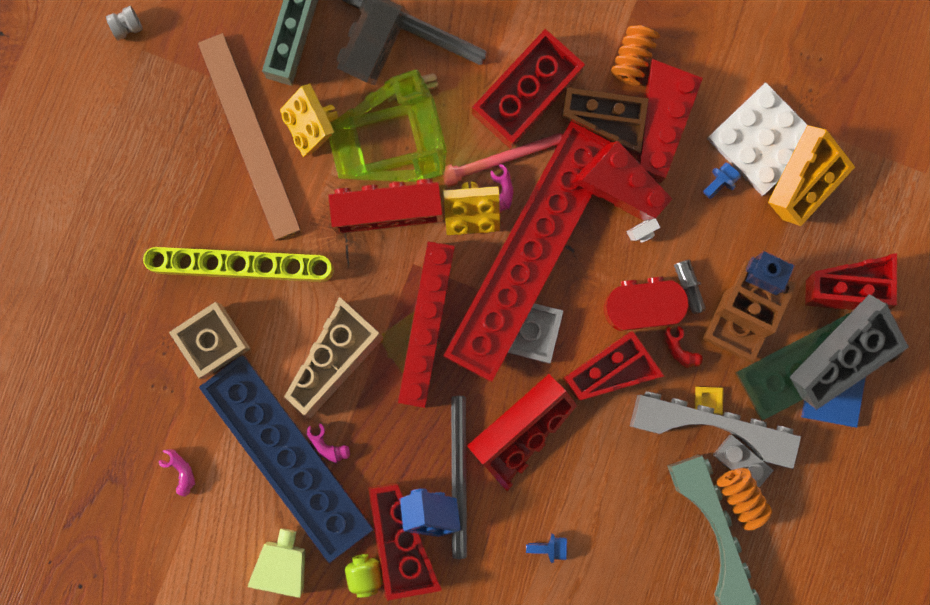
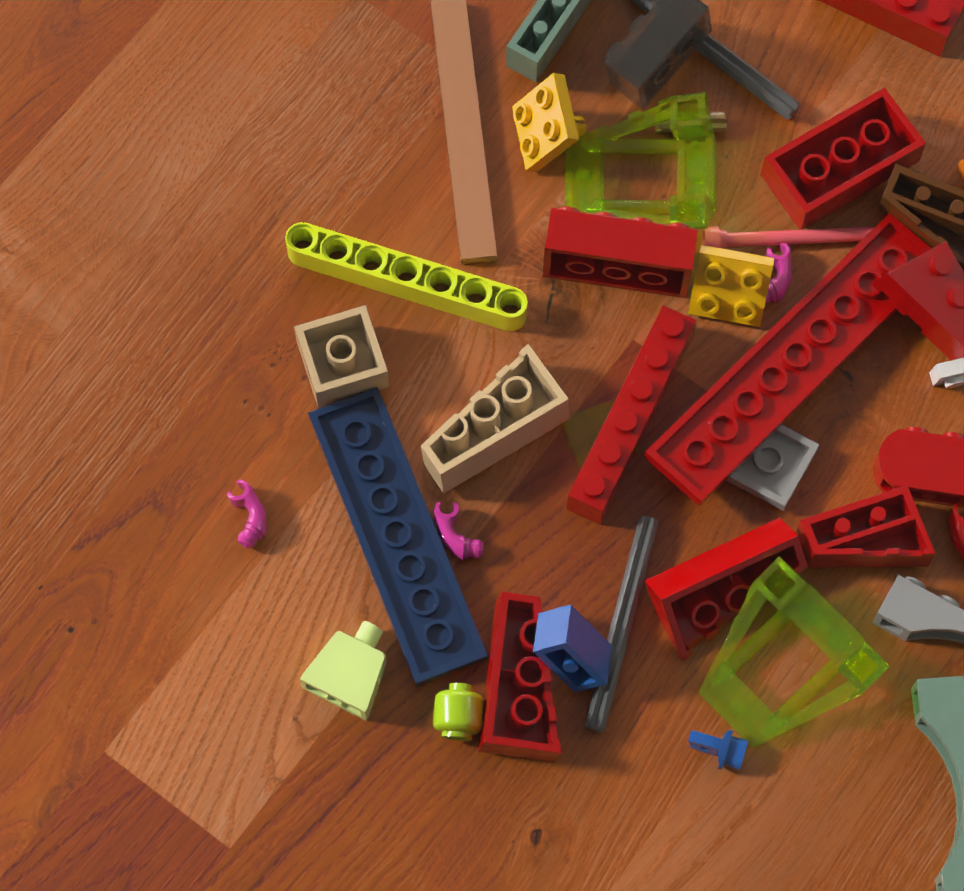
camera: 20 degrees right, 15 degrees down
(621, 459) = (822, 623): none -> clear neon green windscreen

